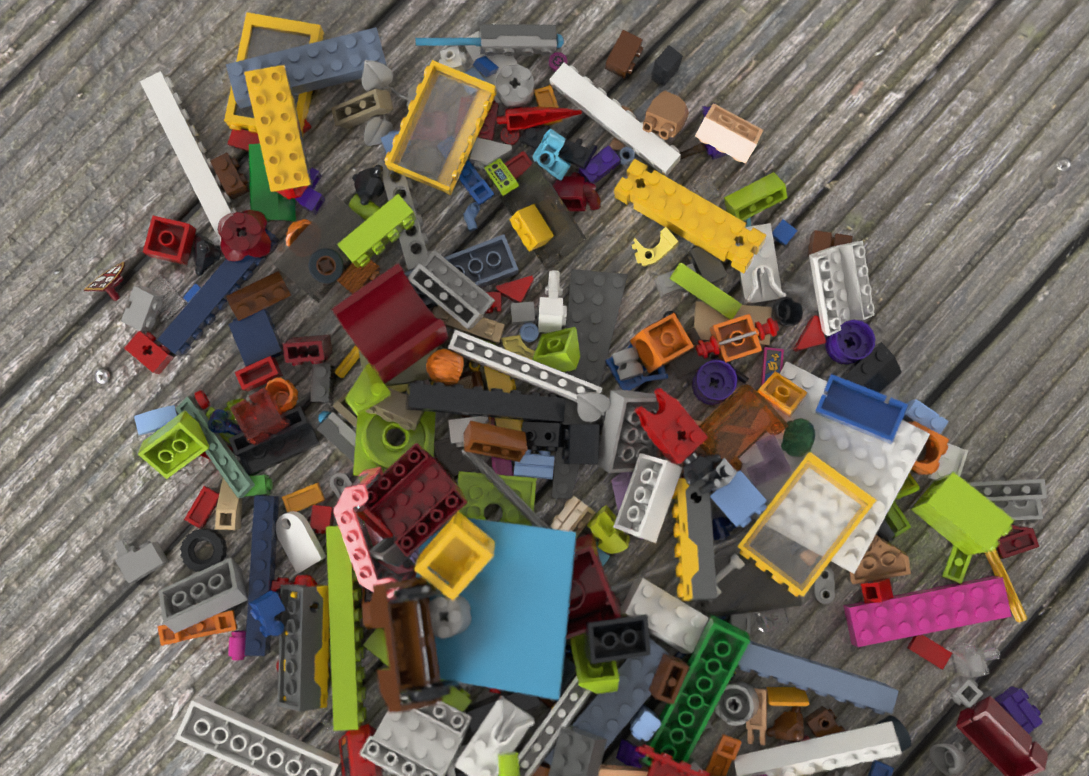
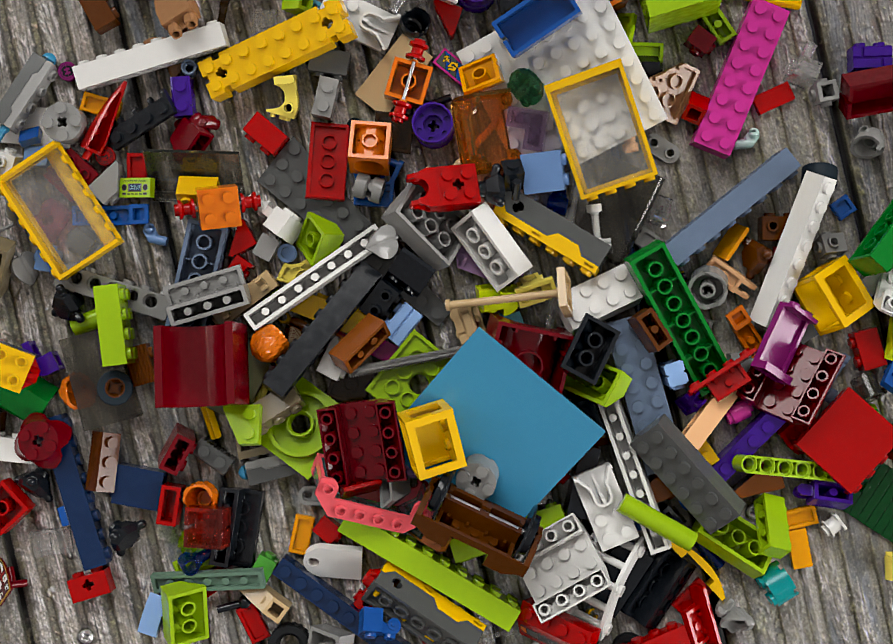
camera: 50 degrees left, 5 degrees up
(143, 308) = (49, 565): light grey brick -> none
(202, 399) = (161, 565): red tile -> none
(209, 352) = (124, 534): none -> black rock
(214, 487) = (243, 602): none -> black bar
(530, 251) = (218, 206): none -> orange brick
(552, 144) = (137, 126): medium azure piece -> none
(614, 251) = (266, 134): none -> red brick
(626, 316) = (327, 161): none -> red tile
(636, 557) = (533, 283): none -> light yellow tile
(650, 582) = (562, 292): none -> tan tile
(705, 291) = (351, 80): lime tile -> none
(881, 654) = (748, 141): none -> light aqua arm
(933, 557) = (700, 42): none -> dark red brick

